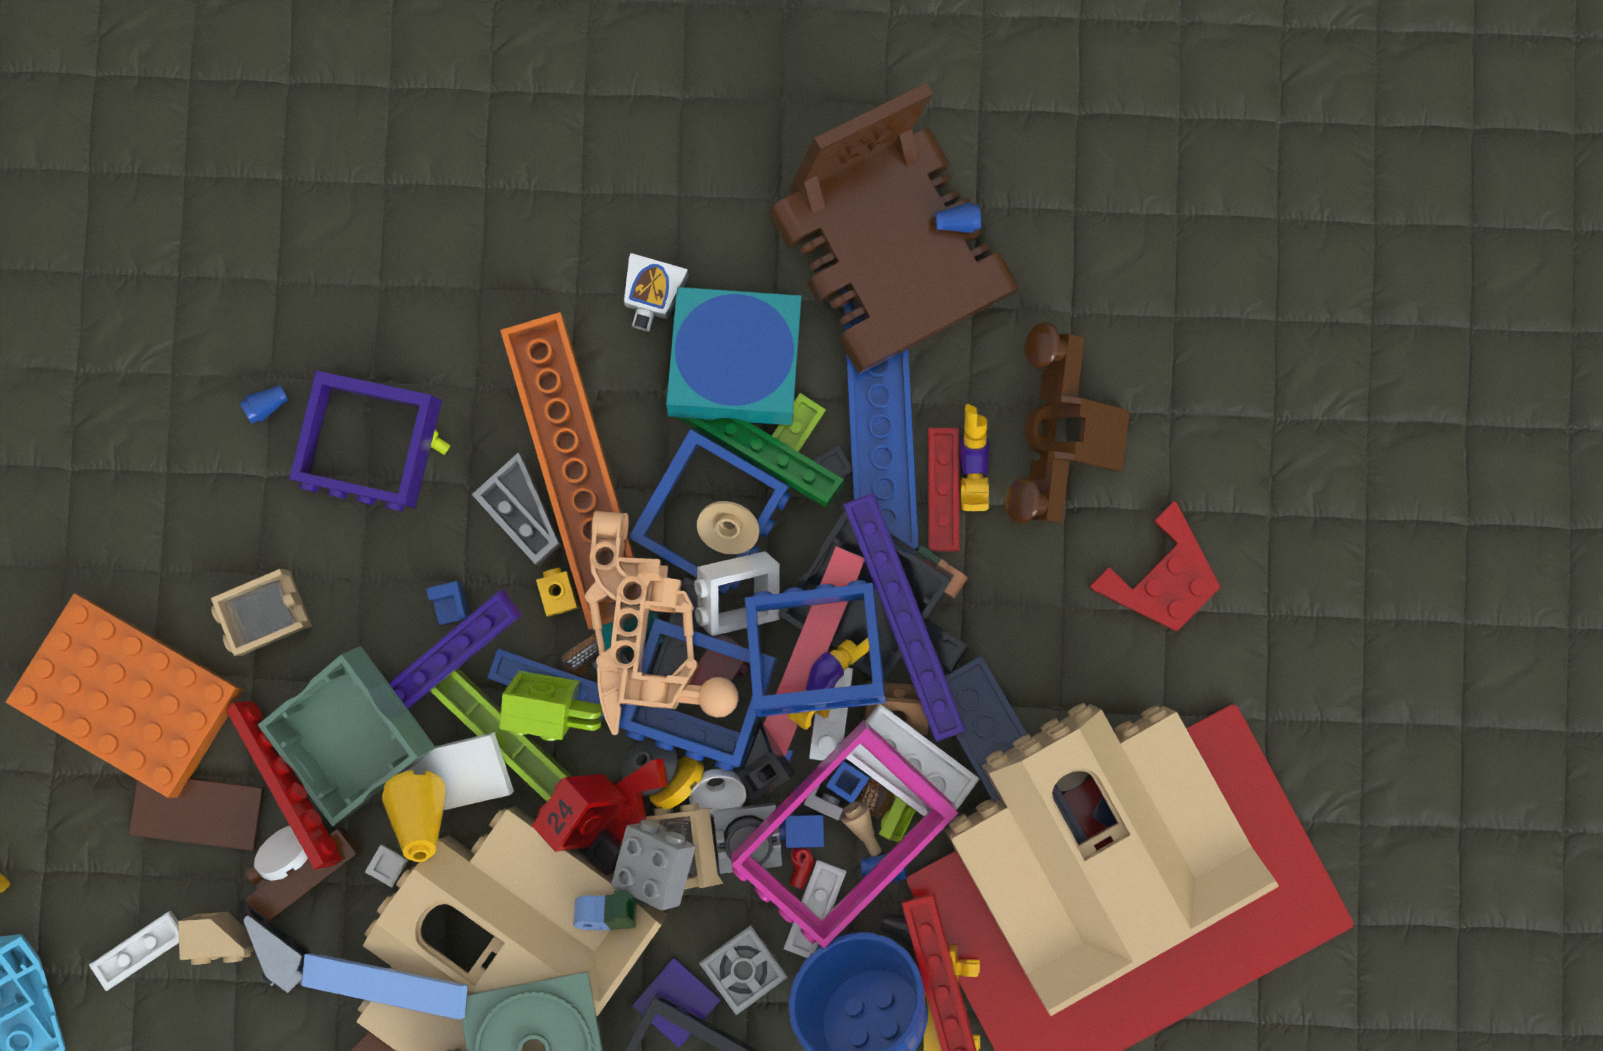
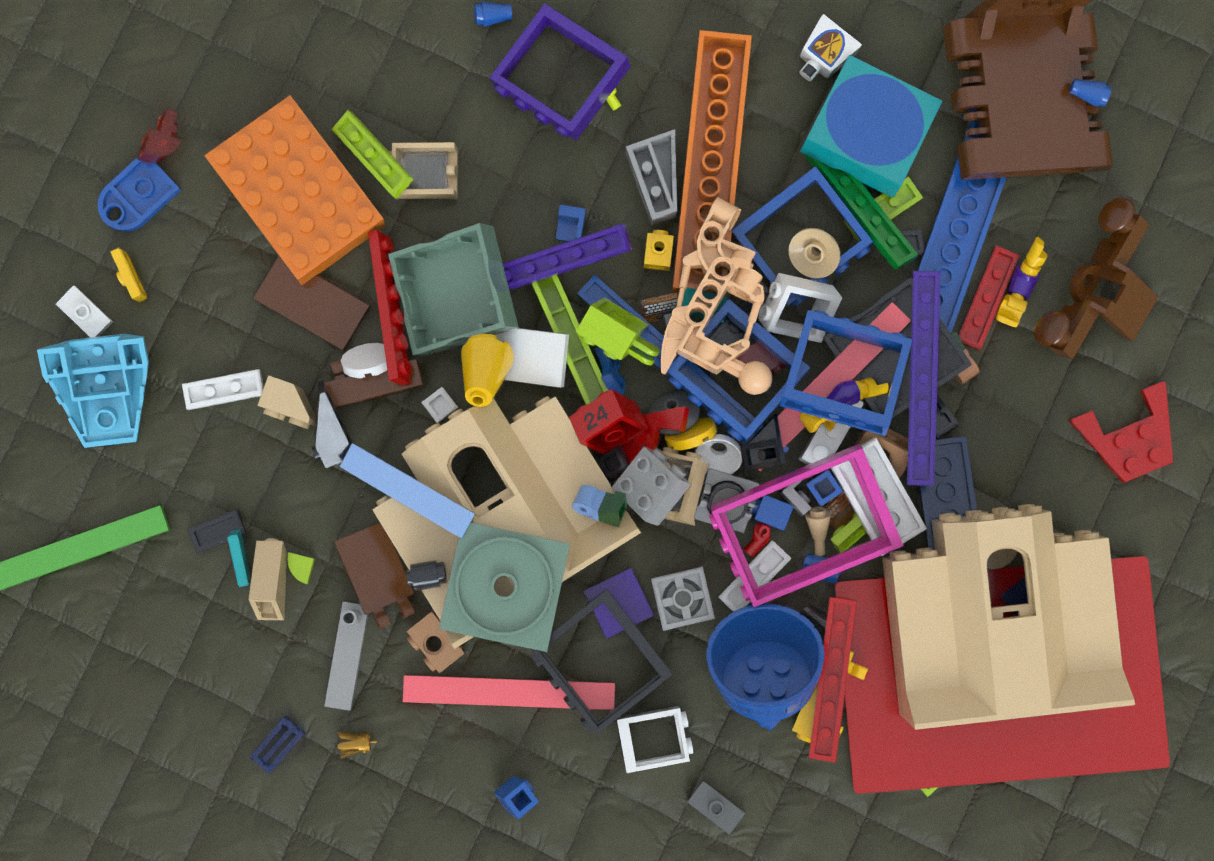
camera: 20 degrees right, 0 degrees up
(194, 619) = (372, 154): none -> lime tile
(563, 756) = (610, 372): none -> blue tile

